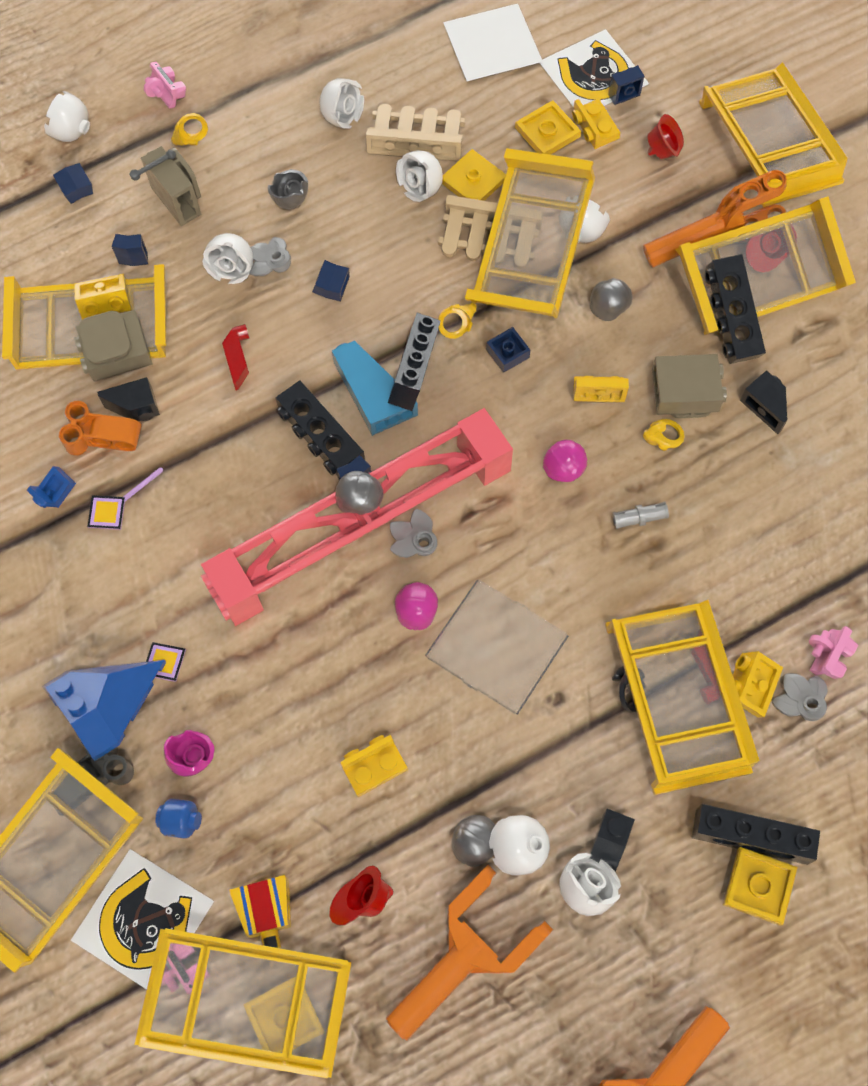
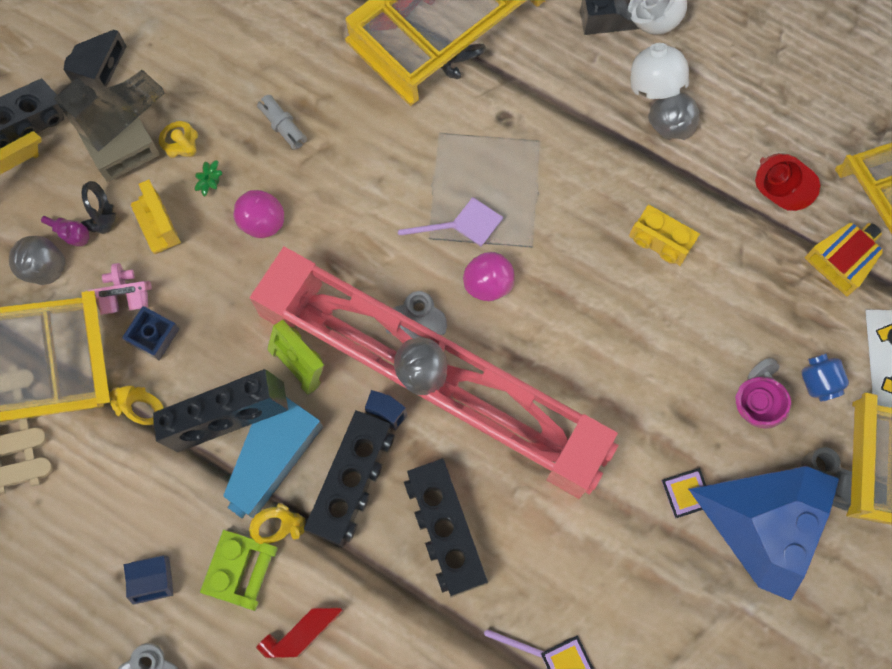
camera: 120 degrees left, 5 degrees up
(214, 774) = (764, 369): none -> light grey piece
(283, 488) = (437, 478): none -> black brick
(308, 331) = (229, 566): none -> lime plate
(318, 378) = (290, 523): none -> yellow piece
(426, 431) = (296, 356): none -> lime plate
(465, 956) = (771, 76): orange piece -> none
(470, 620) = (474, 222): none -> lavender piece
(556, 344) = (136, 292): none -> bright pink hips
(618, 441) = (208, 178): none -> green plant
(623, 327) = (70, 231): none -> magenta piece
(623, 356) = (104, 216): none -> black piece
(697, 374) = (107, 111): none -> clear smoke arch

